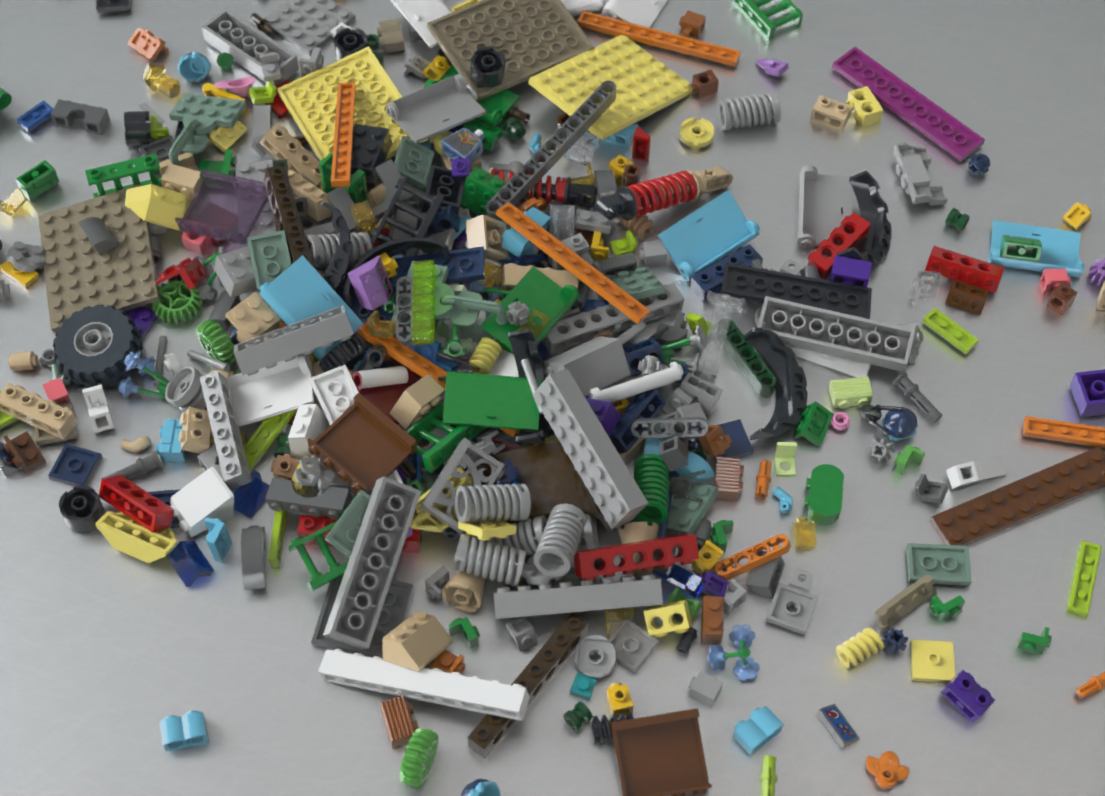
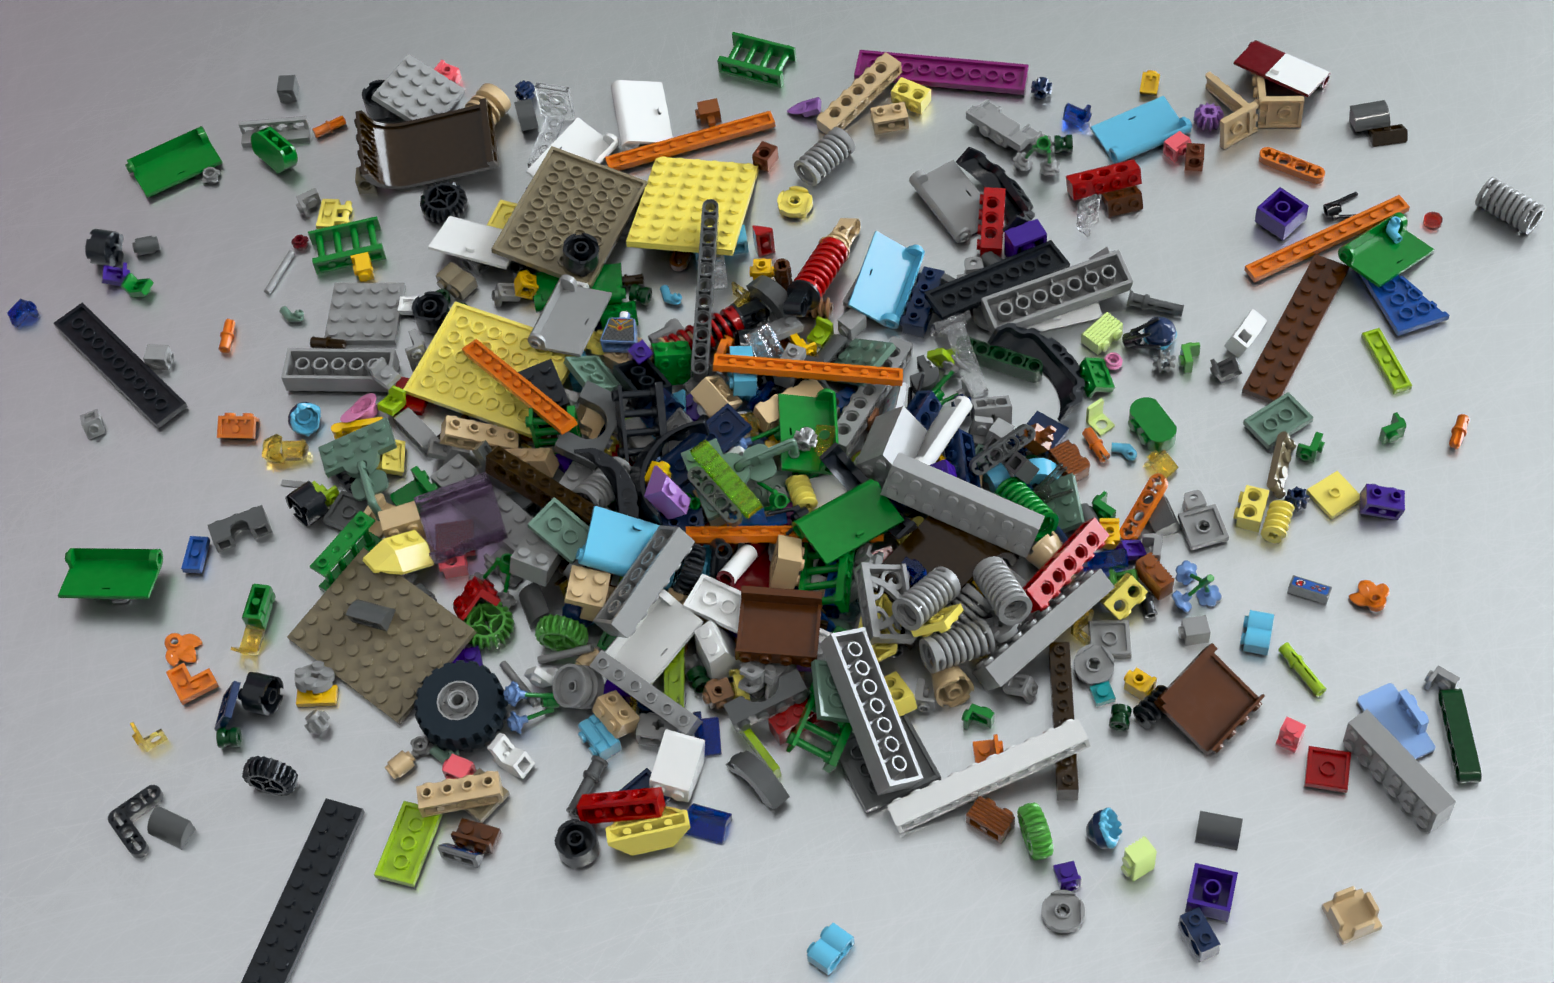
camera: 30 degrees left, 0 degrees up
(75, 465) = (531, 816): dark blue tile -> none
(137, 445) = (570, 763): tan arm -> none
(218, 539) = (713, 781): medium azure bracket -> none
(225, 60) = (324, 396): green plate -> none
(363, 216) = (601, 441): clear yellow bracket -> none
(380, 328) = (705, 524): clear yellow bracket -> none
(415, 566) = (901, 694): none -> light yellow brick
(416, 641) = (954, 748): tan slope -> none
(531, 378) = (869, 484): light grey bar -> none
(649, 365) = (939, 414): light grey gear -> none
(822, 80) = (851, 104): none -> tan brick
(850, 624) = (1252, 508): none -> light yellow brick
(930, 207) = (1043, 146): none -> light grey plant
(950, 331) = (1133, 236): lime plate -> none
(989, 203) = (1077, 115): none -> clear blue bracket
(1020, 248) = (1133, 135): green brick -> none

